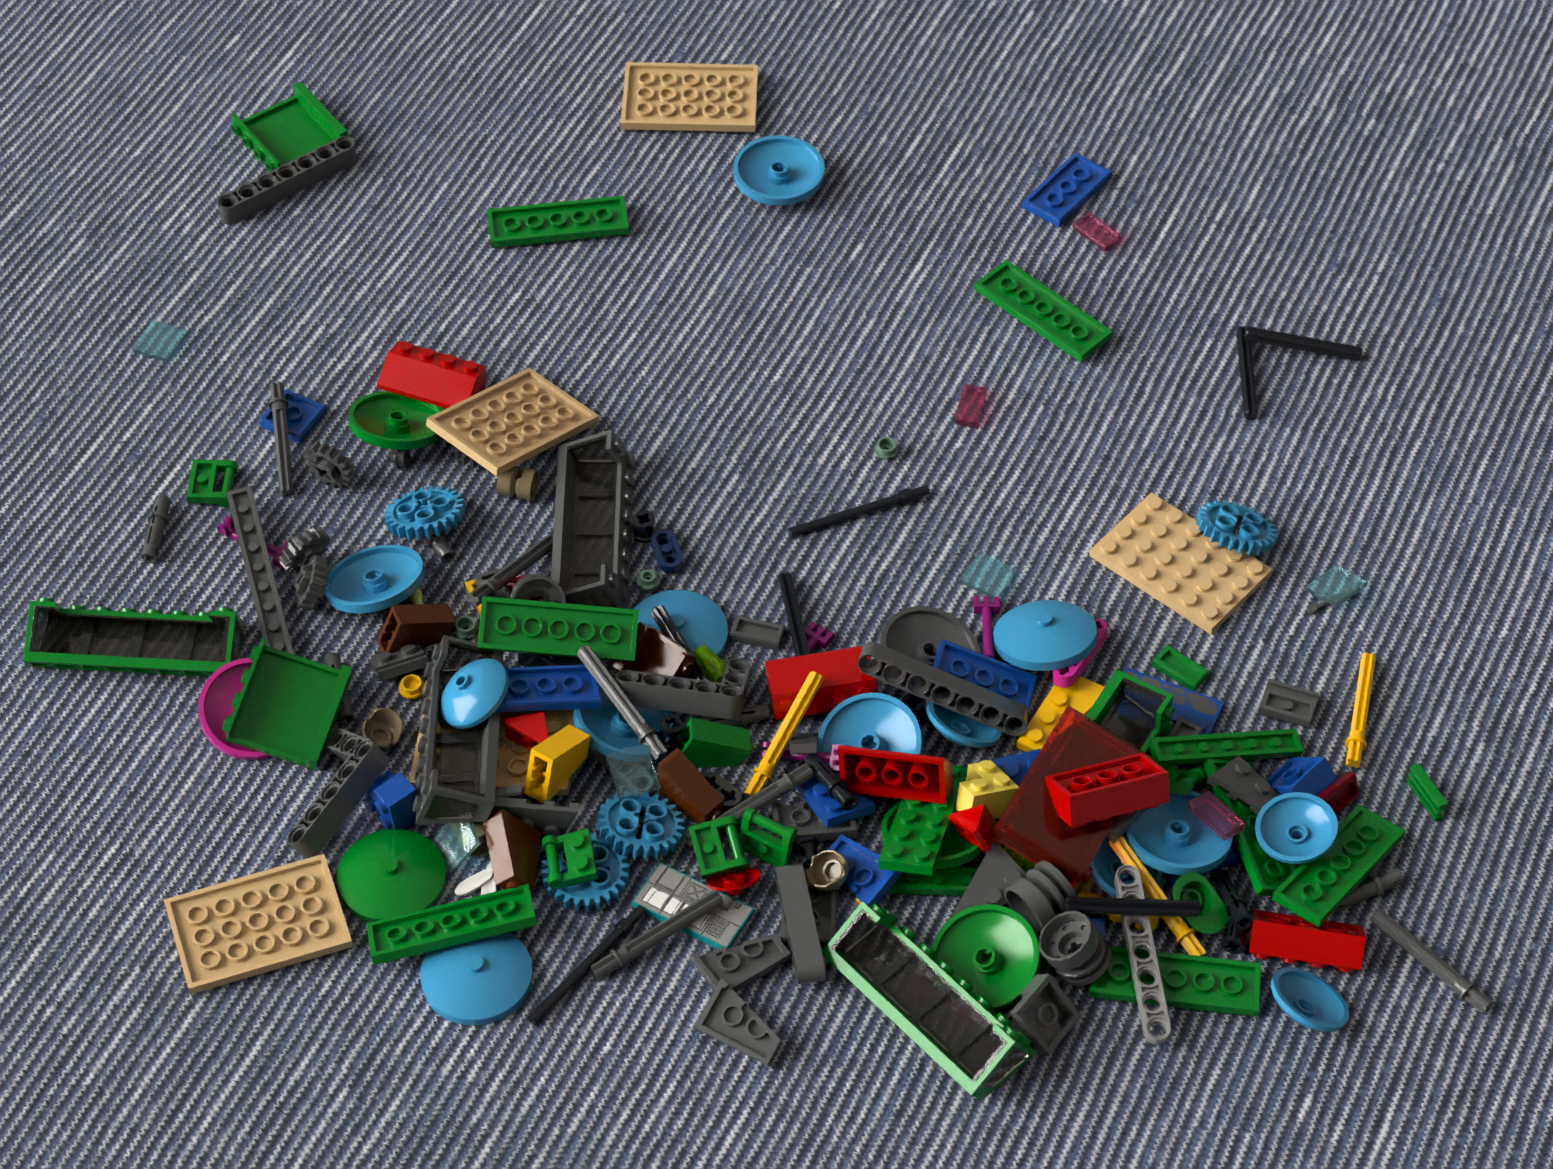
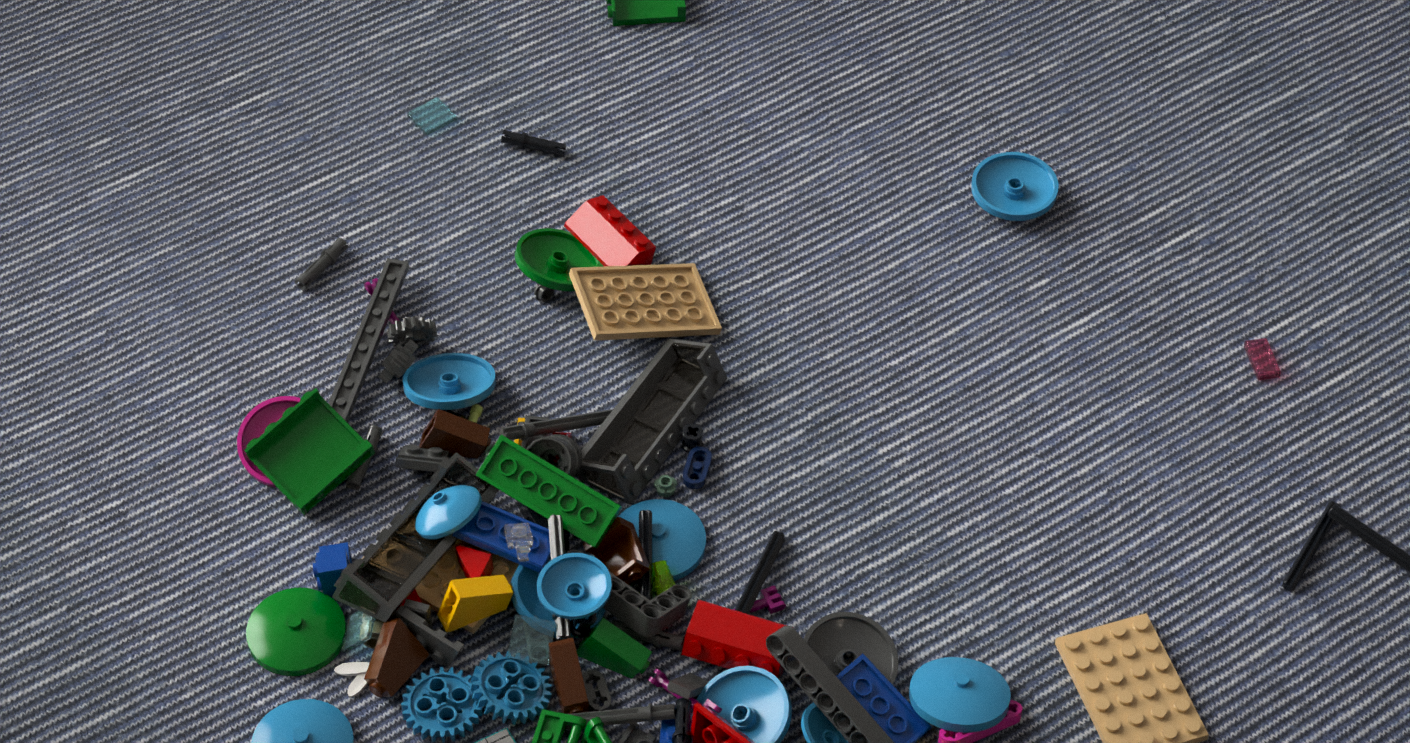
camera: 30 degrees right, 0 degrees up
(131, 639) = (239, 342): clear smoke window -> none
(203, 481) = (384, 240): green plate -> none
(257, 923) = (171, 617): tan plate -> none
(275, 325) = (525, 141): none -> black pin
(278, 405) = (477, 206): dark grey axle -> none
(287, 180) = (615, 27): dark grey beam -> none
(301, 416) = (487, 220): blue tile -> none
(329, 464) = (479, 272): dark grey gear -> none
(359, 770) = (298, 543): dark grey beam -> none
(383, 728) = (370, 507): dark tan hair -> none
(411, 686) = (417, 480): yellow plate -> none
(425, 512) = (526, 345): dark azure gear -> none
(441, 547) = (523, 376): dark grey pin -> none
(451, 924) = (307, 694): green plate -> none
(519, 482) = (618, 355): dark tan wheel -> none
(557, 221) = (804, 152): green plate -> none
(562, 683) = (520, 538): none -> clear plate
(579, 858) = (438, 691): green plate -> none
(649, 689) = (571, 575): none -> dark azure dish
(689, 97) = (986, 93): tan plate -> none
(757, 632) = (723, 572): dark grey tile -> none
(763, 772) = (682, 665): yellow axle -> none
(886, 448) = (941, 461): sand green plate -> none
(904, 497) = (927, 514): black bar -> none
(915, 704) = (800, 702): black bush -> none
(971, 406) = (1041, 462): clear pink tile -> none
(987, 610) = (927, 647): magenta hinge -> none
(988, 575) = (952, 618): clear light blue piece -> none
(1043, 310) = (1163, 408): green plate -> none
(1067, 189) = (1261, 310): blue tile -> none
(1254, 534) = (1211, 693): dark azure gear -> none

